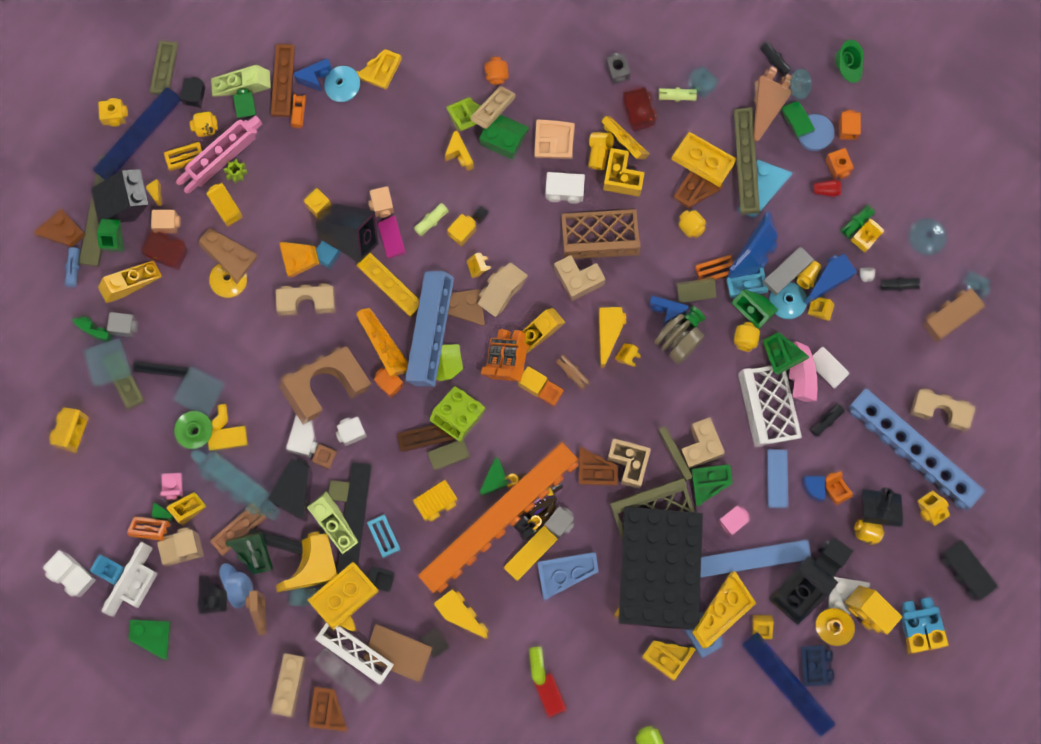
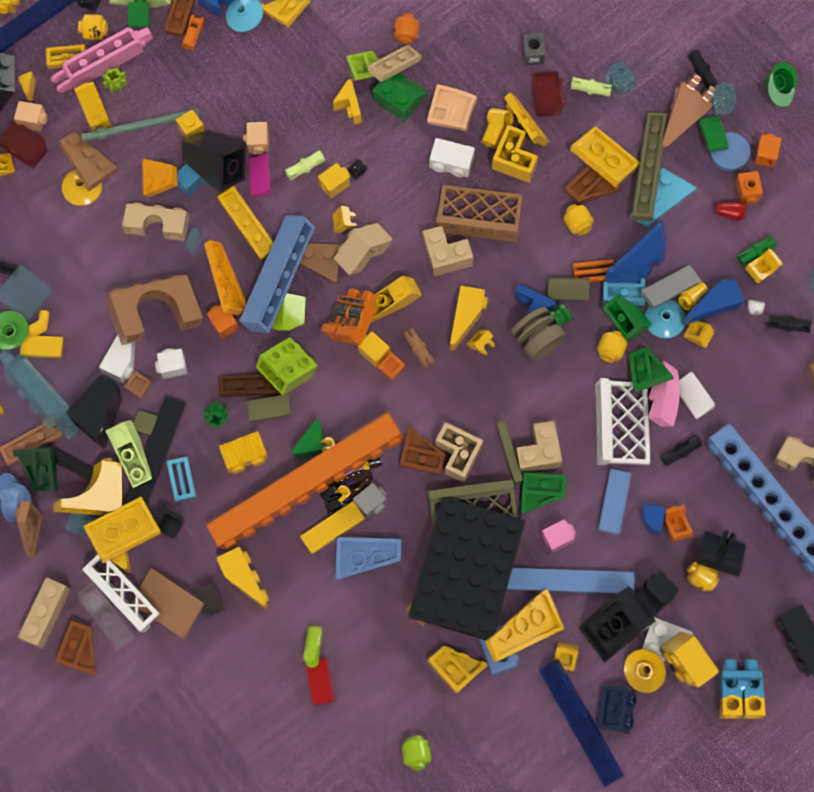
camera: 15 degrees right, 5 degrees down
(237, 225) = (102, 133): none -> sand green bar
(344, 311) = (193, 241): none -> clear light blue tile
(402, 471) = (215, 414): none -> green gear
(933, 508) = (778, 565): yellow brick -> none

